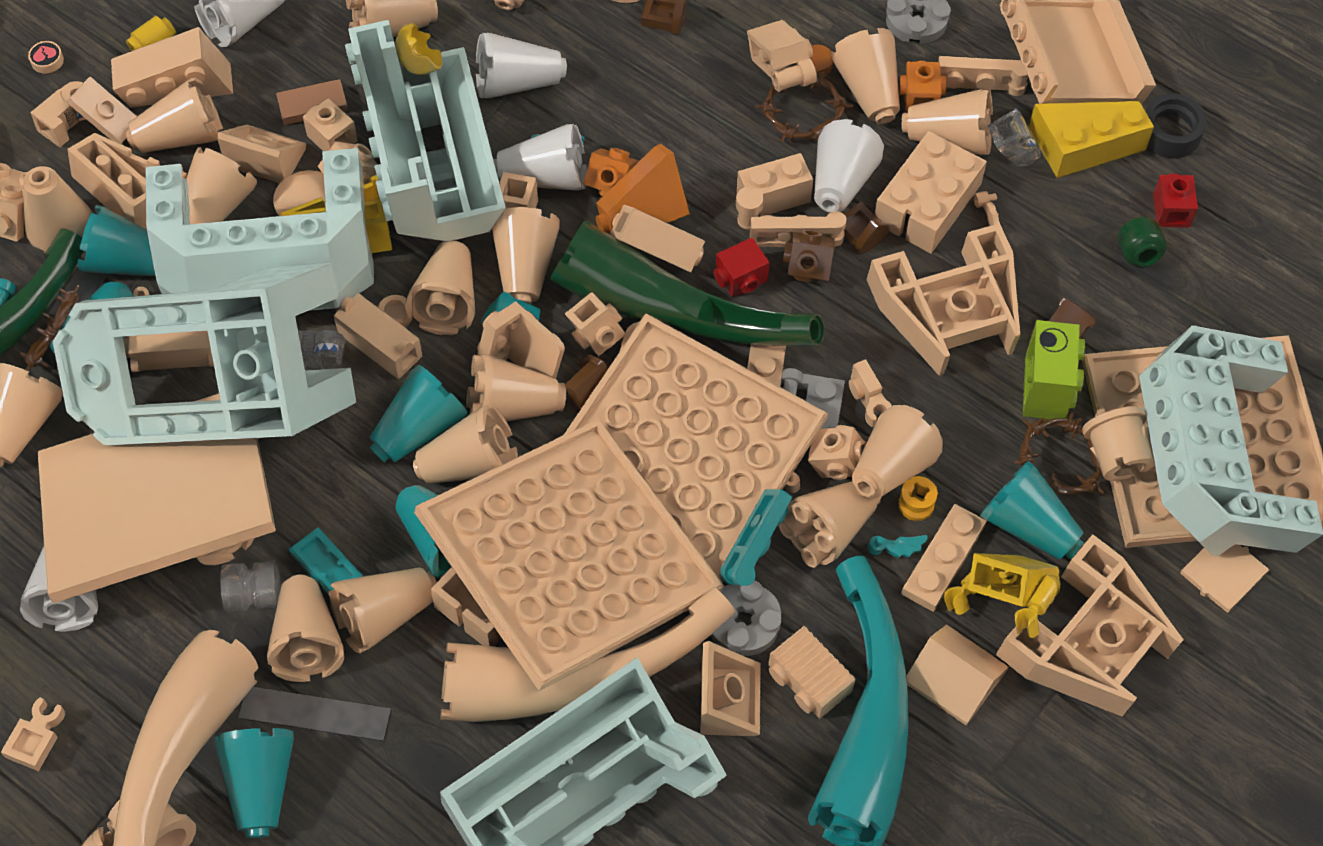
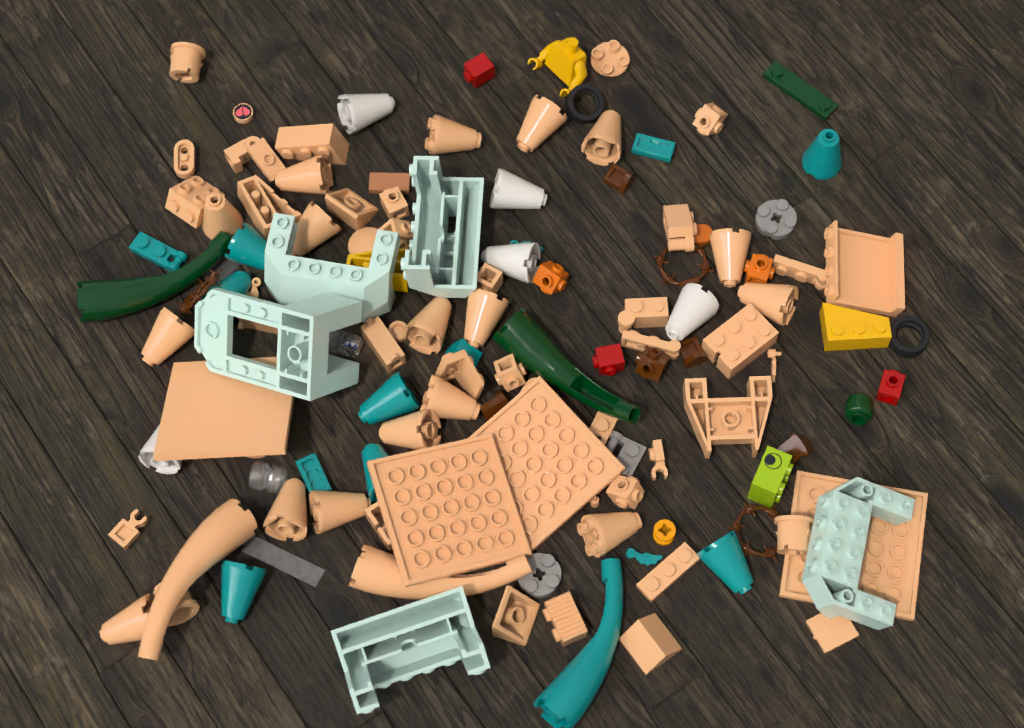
camera: 20 degrees right, 5 degrees up
(151, 32) = (307, 116): yellow brick -> none
(414, 51) = (452, 175): yellow hair -> none
(648, 187) = (563, 300): orange slope -> none
(657, 238) = (562, 329): light nougat brick -> none
(755, 537) = (558, 531): teal plate -> none
(896, 451) = (656, 503): light nougat cone -> none
(1012, 580) = (699, 599): yellow torso -> none
(1015, 139) = (804, 323): clear leg -> none
(1101, 639) = (739, 648): light nougat wedge -> none

